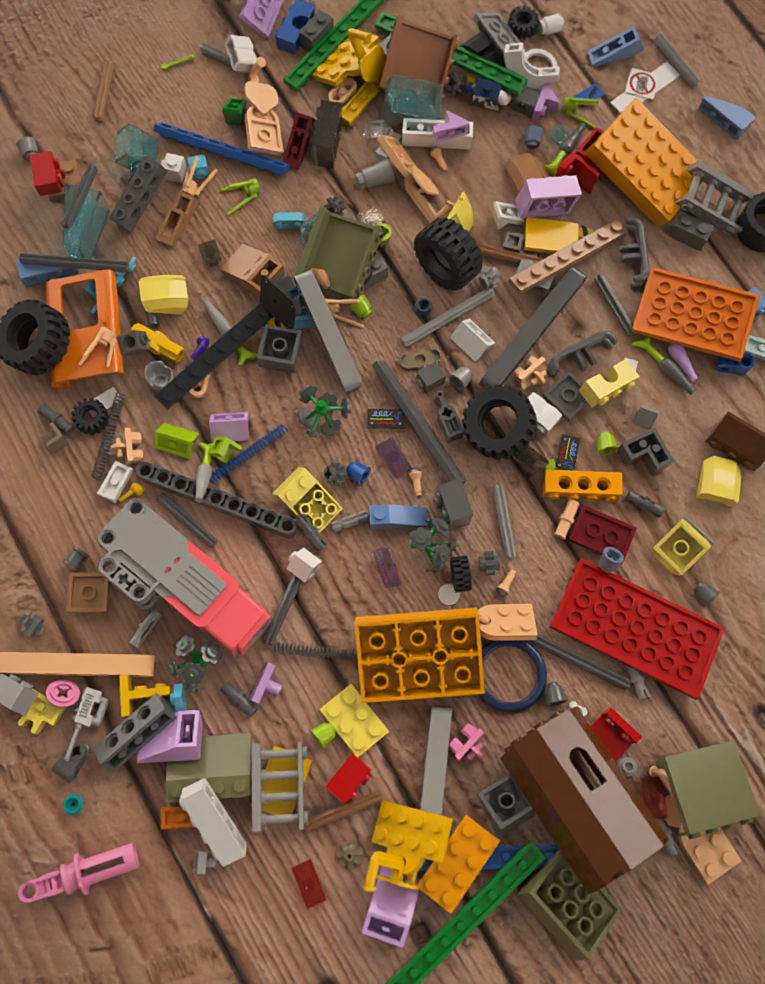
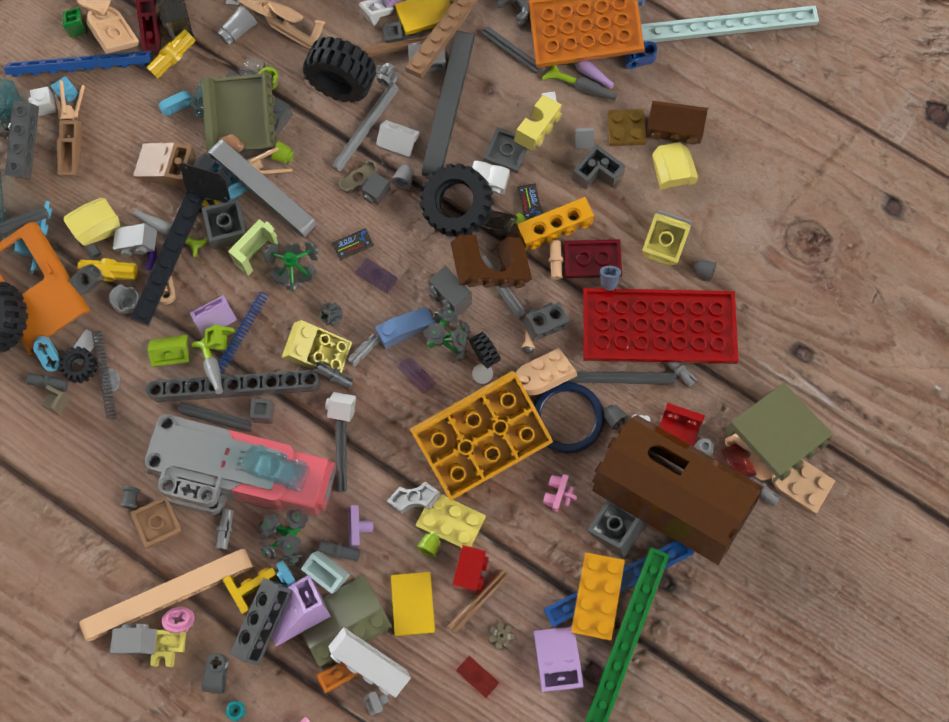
camera: 20 degrees left, 0 degrees up
(32, 624) = (119, 574): dark grey gear -> none
(67, 393) = (50, 351): none -> medium azure beam
(83, 716) = (206, 630): light grey piece -> none
(103, 338) = (58, 286): light nougat plant -> none
(115, 482) = (131, 413): white plate -> none
(129, 438) = (125, 378): light nougat hips -> none
(135, 488) = (152, 410): yellow hand -> none
(193, 326) = (134, 239): none -> light grey brick
(210, 253) = (116, 166): clear smoke bracket -> none
(213, 597) = (275, 467): none -> clear light blue slope
(216, 713) = (325, 571): none -> light aqua brick
(230, 535) = (262, 411): none -> dark grey panel
(250, 187) = (124, 87): lime plant -> none
(260, 797) = (401, 623): light grey fence -> none
(294, 376) = (251, 243): none -> yellowish green panel
(305, 175) = (171, 53): none -> yellow piece
(329, 653) = (395, 474): flat silver piece -> none
(335, 205) = (215, 67): dark grey gear -> none
(337, 684) = (421, 496): none -> light grey tile
(358, 472) = (350, 303): blue hat -> none
(409, 839) = (542, 598): yellow plate -> none
(415, 474) = (403, 282): light nougat piece -> none
(418, 421) = (382, 233): dark grey tile -> none
(423, 302) = (338, 123): dark blue plate -> none
(436, 760) = (544, 537): light grey beam -> none
(449, 426) = (415, 224): dark grey piece -> none
(463, 213) = (335, 26): light yellow slope -> none
(484, 495) = (474, 272): none -> reddish brown arch
(489, 563) = (505, 329): dark grey gear -> none
(531, 577) = (547, 323): none -> dark grey brick
(533, 374) = (467, 144): light nougat hips -> none
(566, 908) = (707, 588): olive slope -> none
(583, 346) = (516, 82): dark grey piece -> none
(606, 444) = (560, 178): lime hat -> none
(645, 503) = (617, 215): dark grey pin -> none
(690, 424) = (626, 127): none -> pearl gold plate

